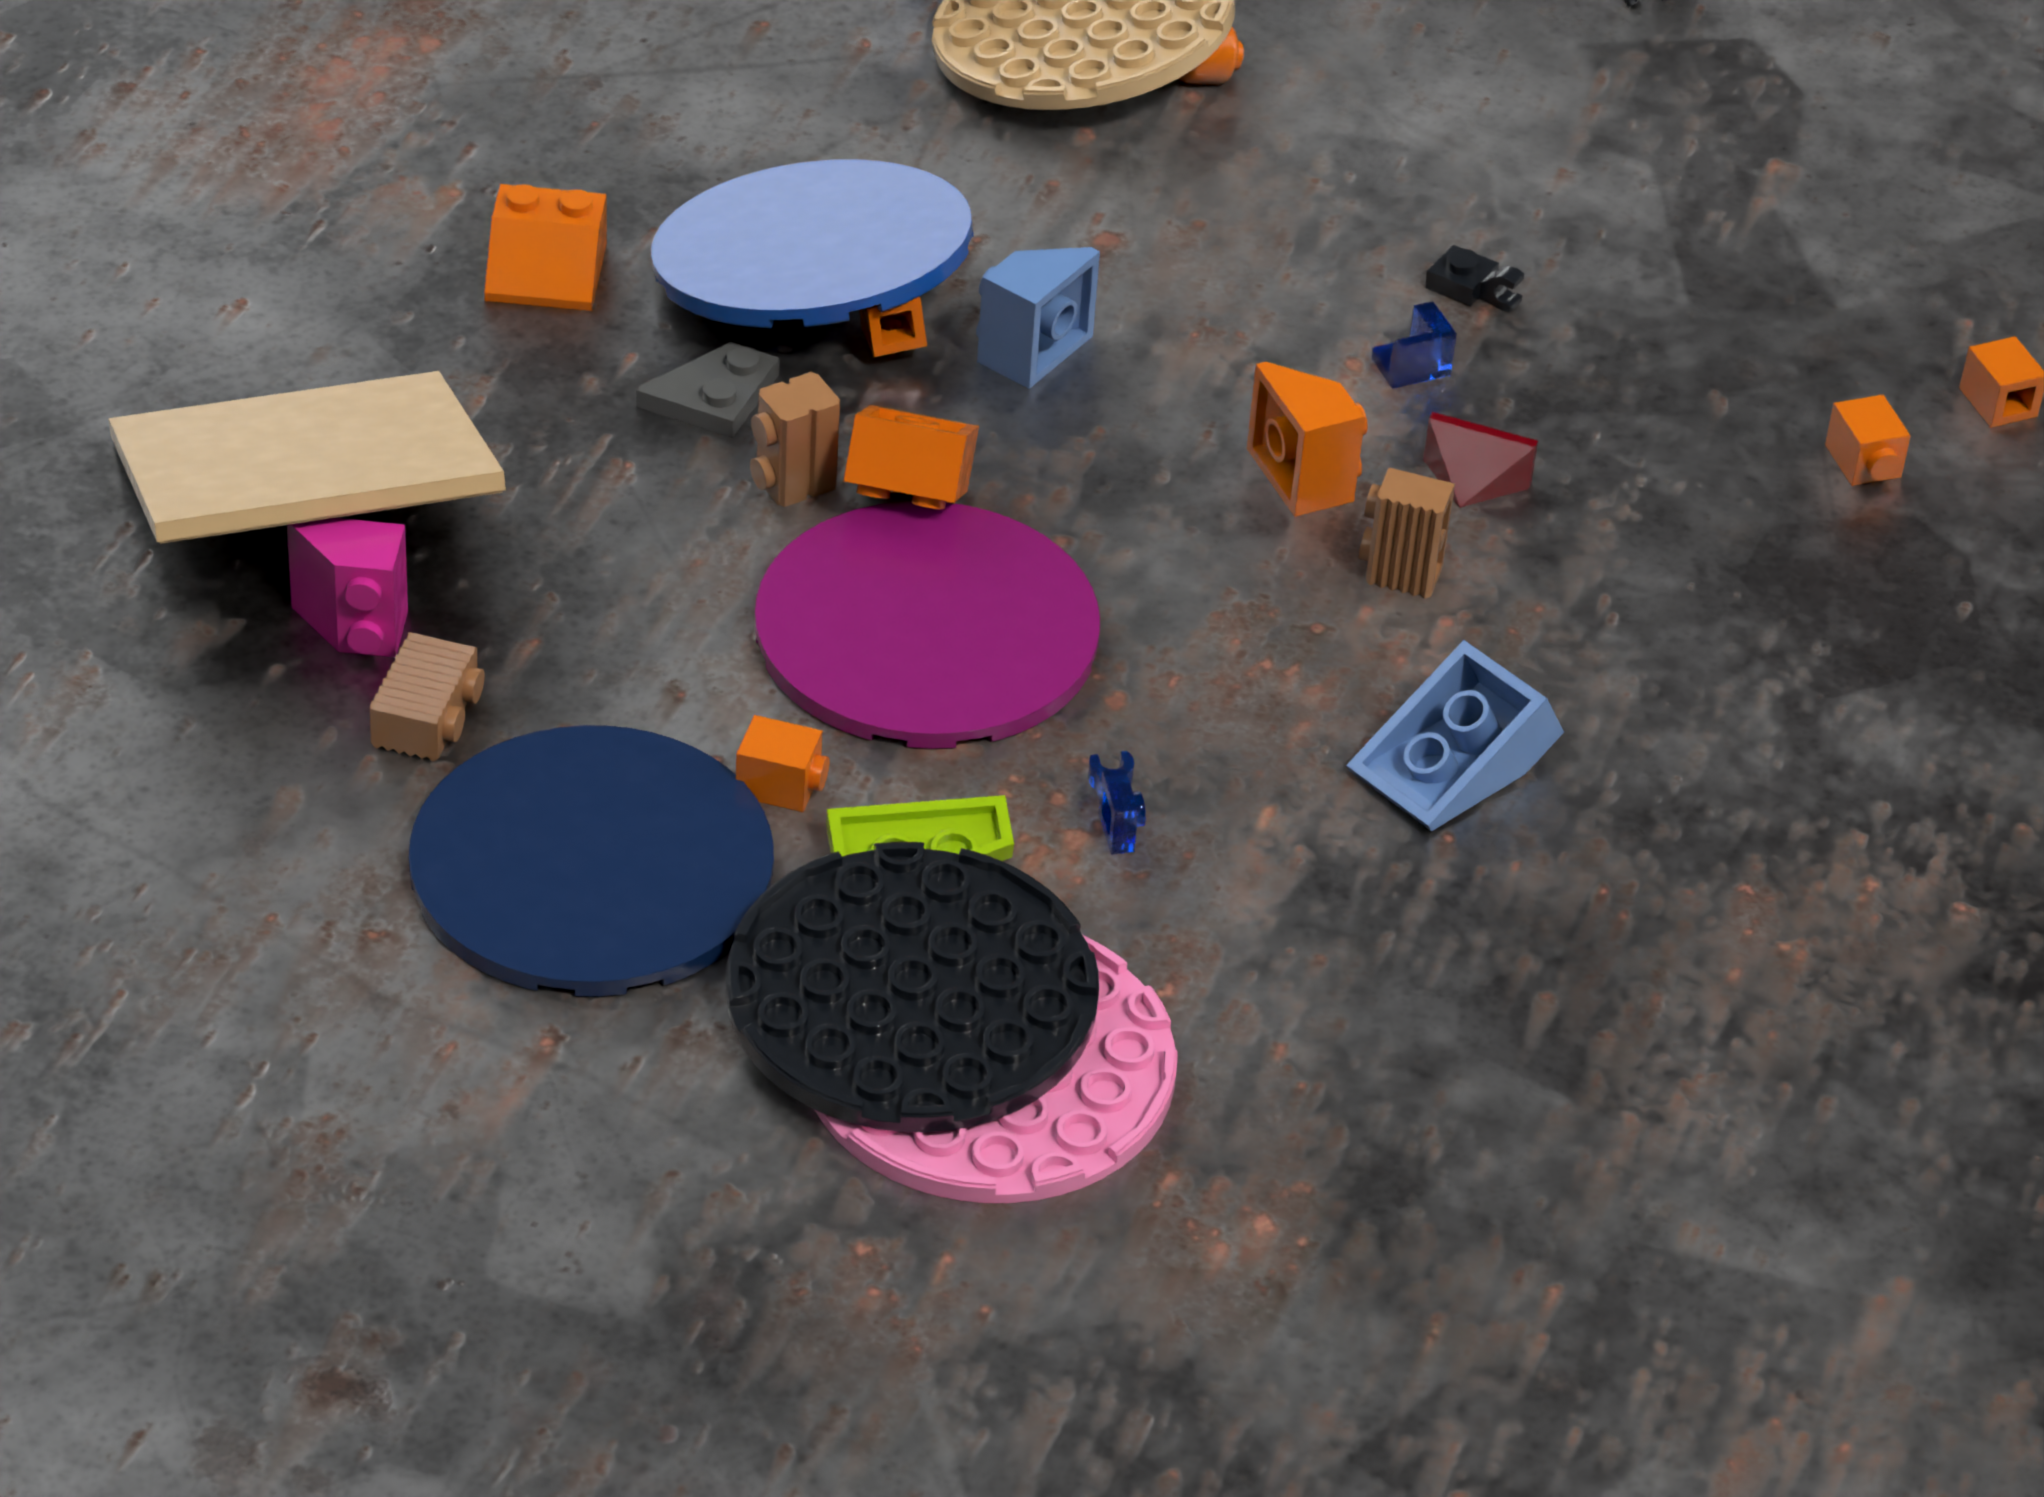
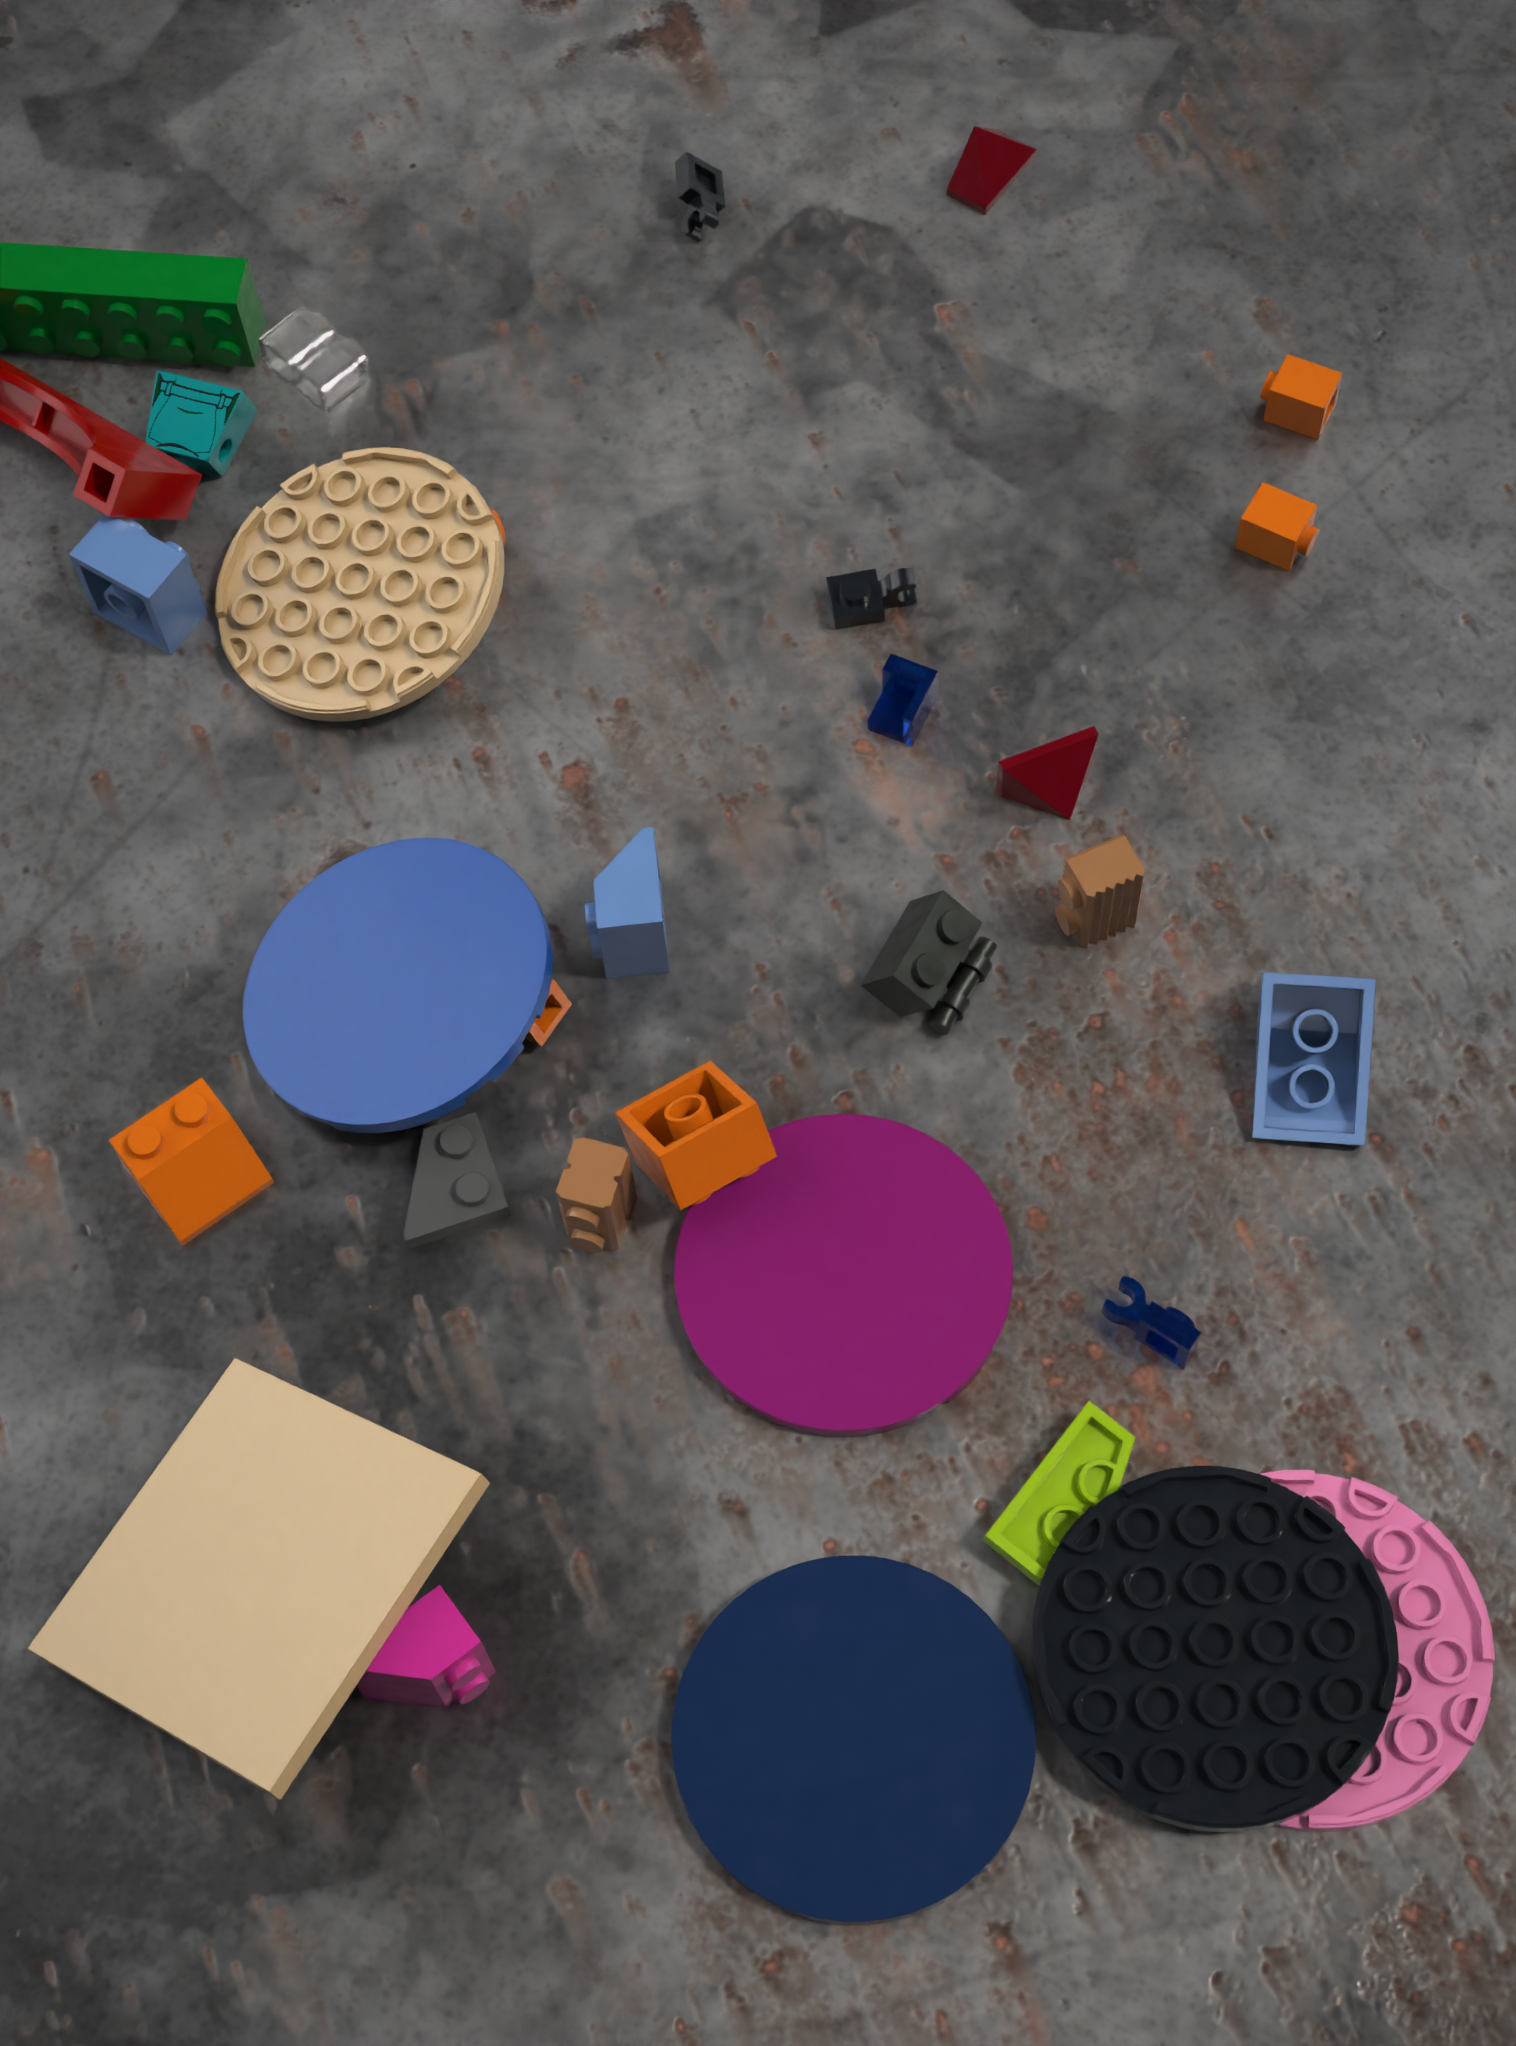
camera: 35 degrees left, 20 degrees up
(425, 696) = (578, 1702): medium nougat brick -> none
(782, 762) = (899, 1516): orange brick -> none
(1222, 483) = (923, 955): none -> pearl dark grey brick
(1305, 437) = (939, 853): orange slope -> none
(1932, 96) = (988, 168): none -> dark red slope

